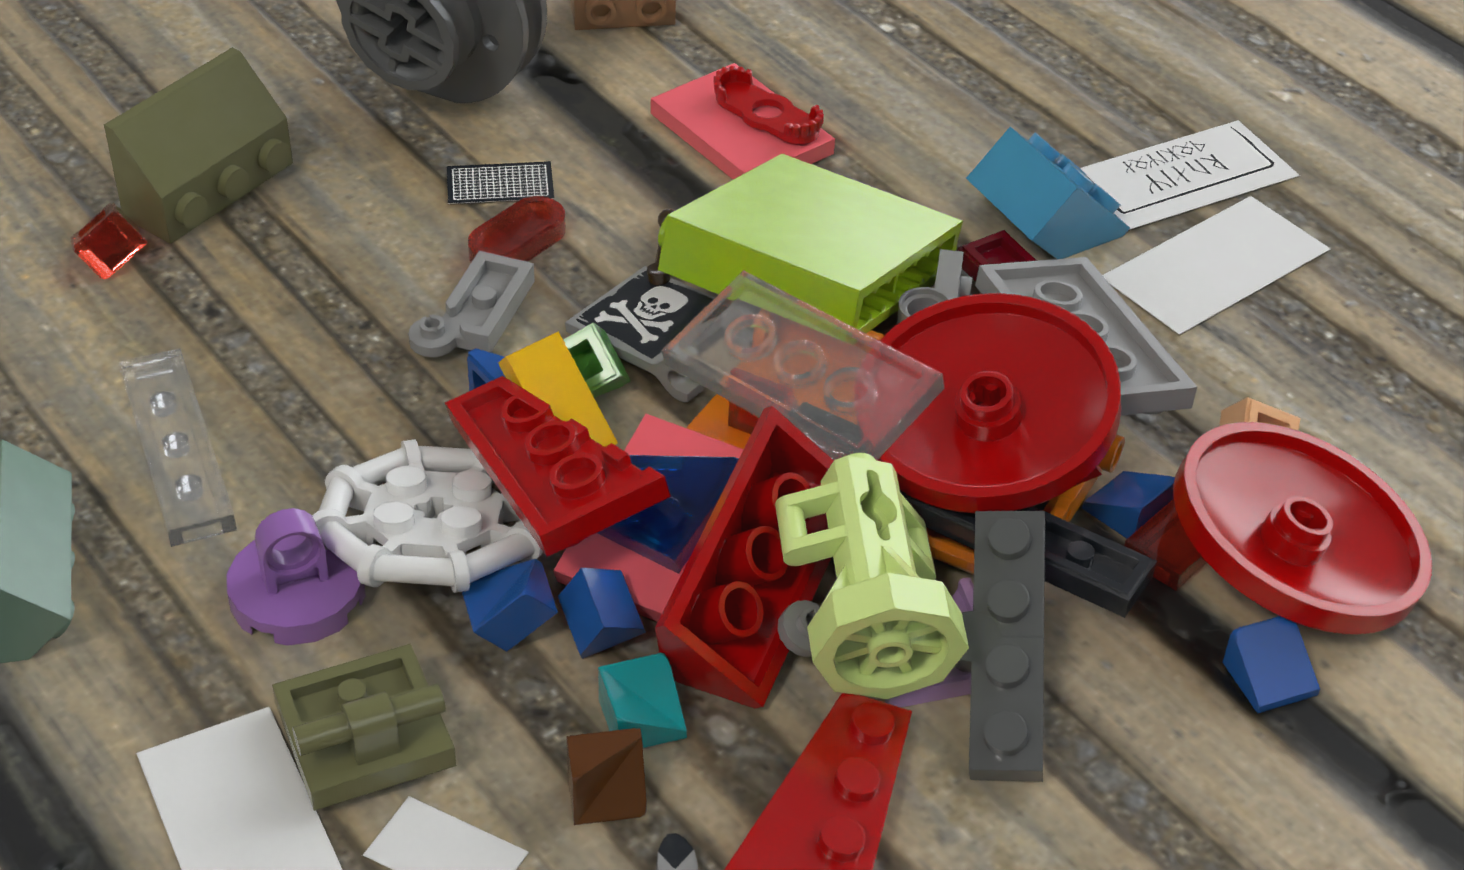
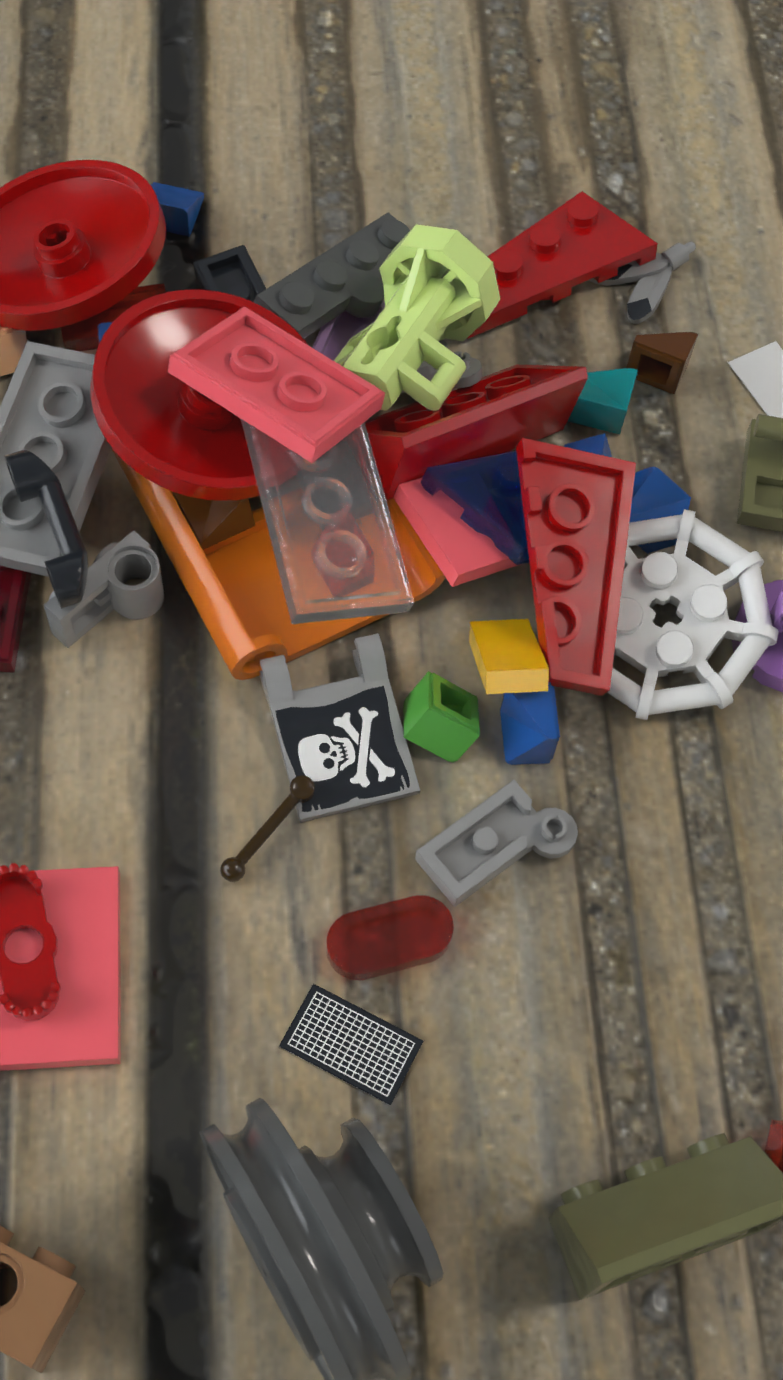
camera: 150 degrees left, 20 degrees up
(810, 236) = (167, 689): lime brick -> none
(927, 397) = (276, 383): none -> coral tile
(1060, 282) = (36, 479): none -> black bar

